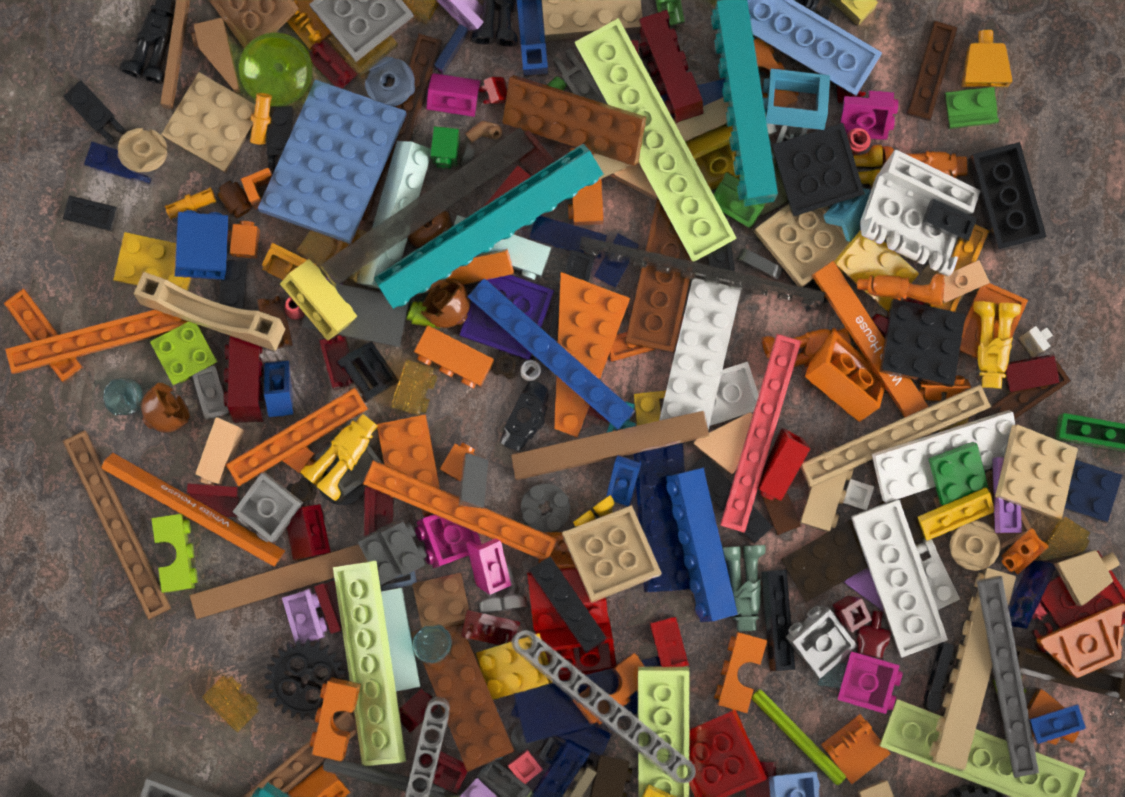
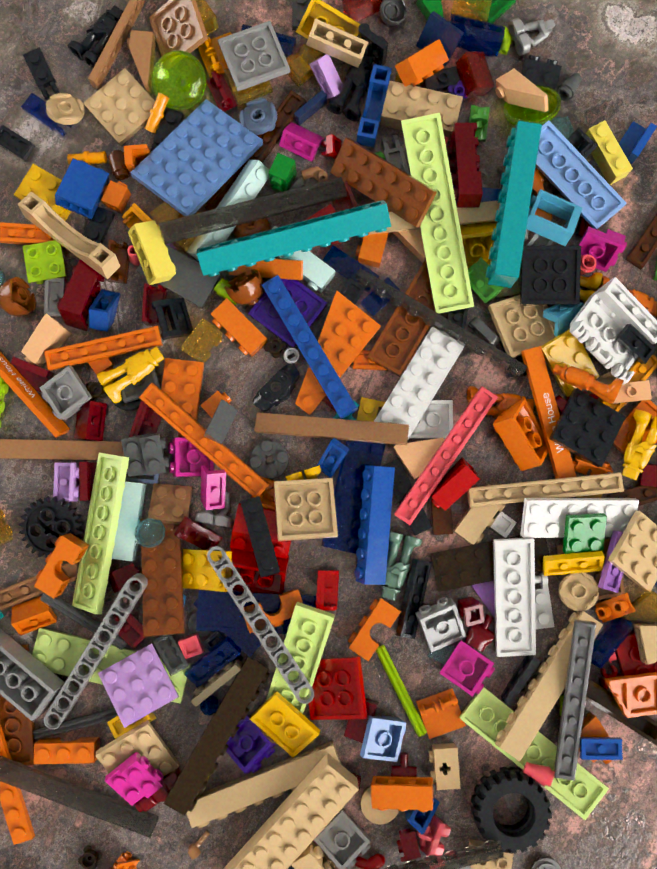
camera: 20 degrees right, 0 degrees up
(995, 778) = (539, 773): none -> coral cone

